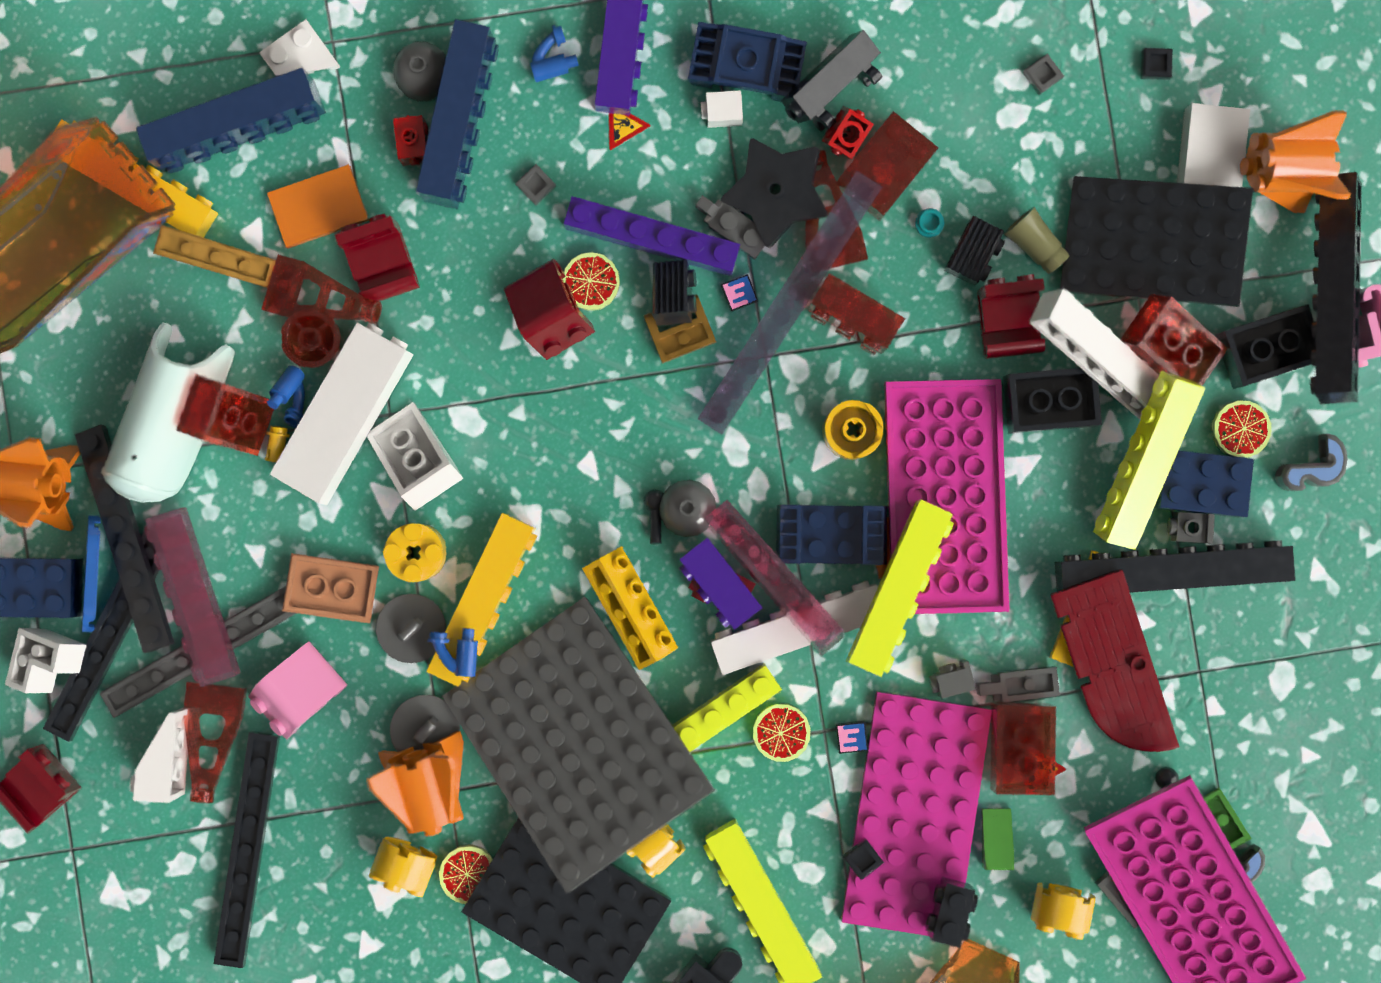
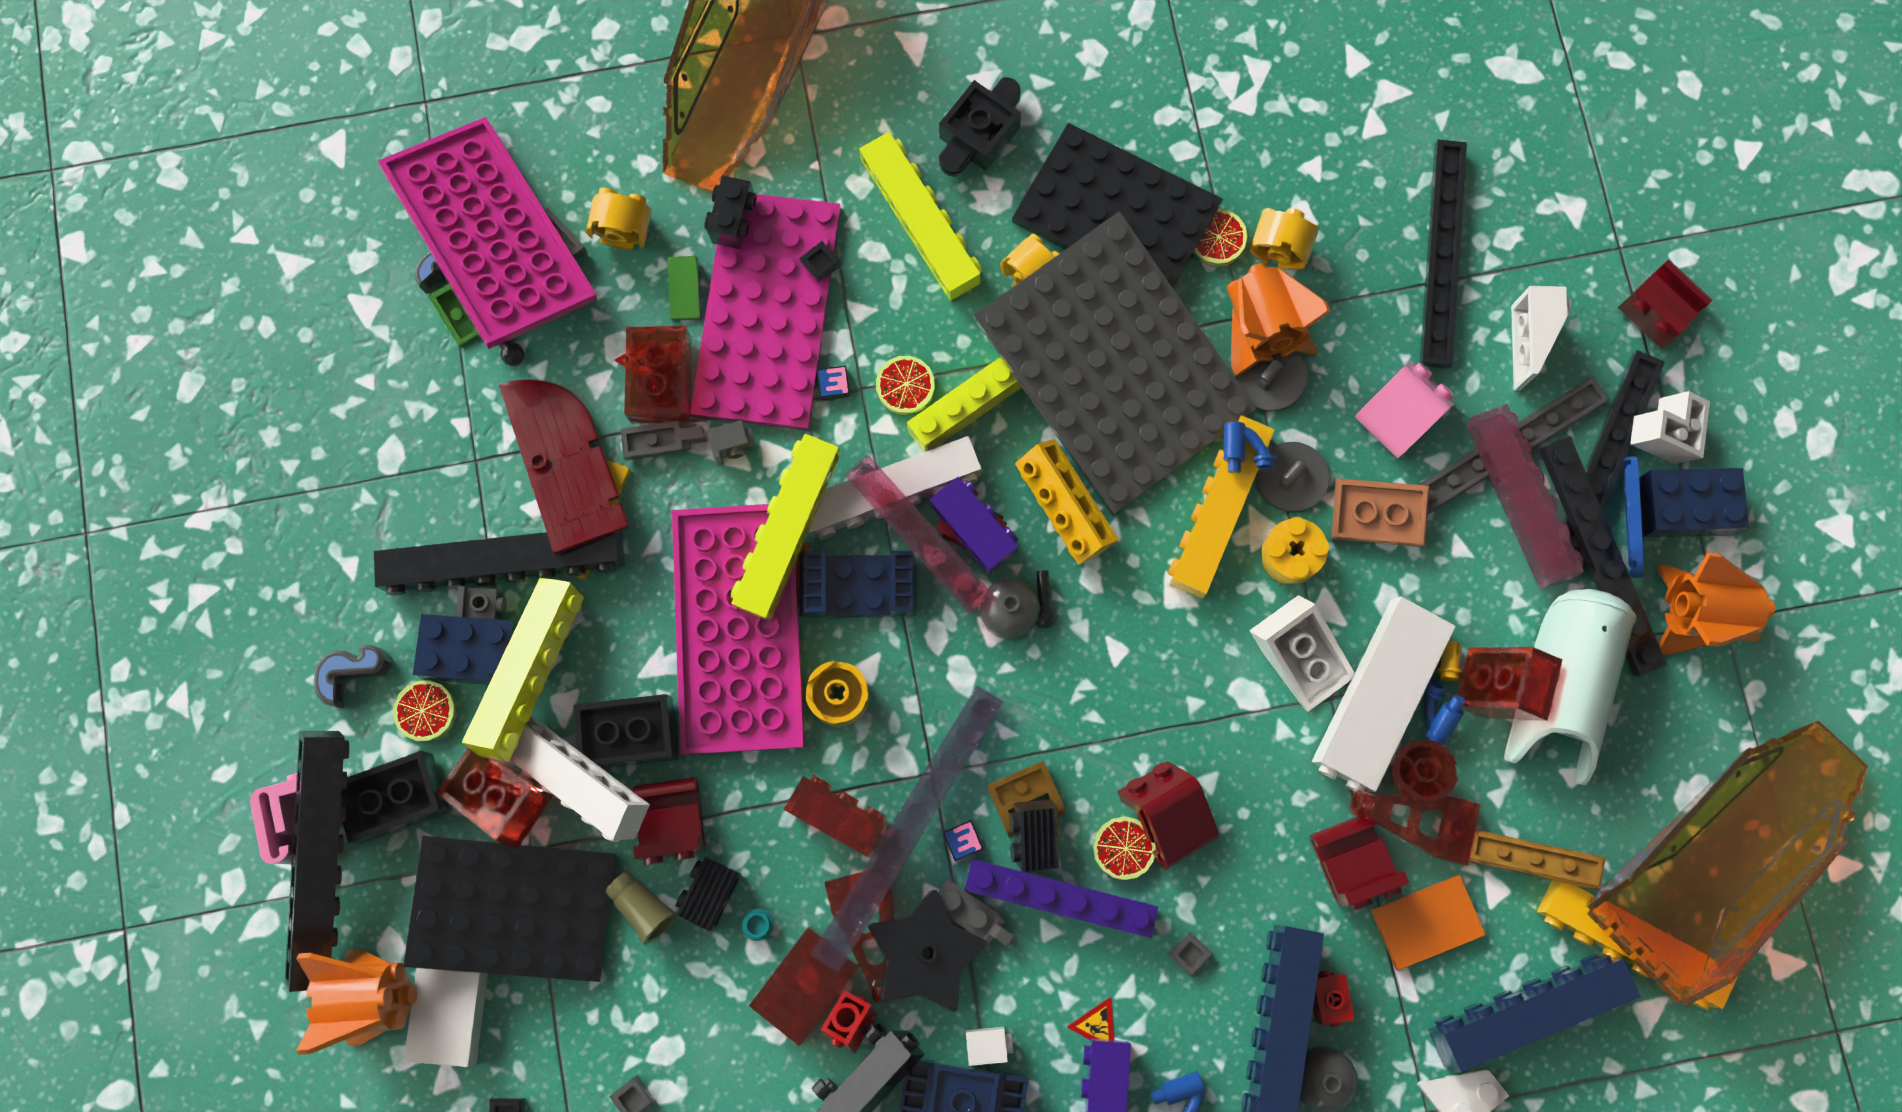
camera: 175 degrees left, 10 degrees down
(213, 700) = (1483, 396): clear red plate -> none

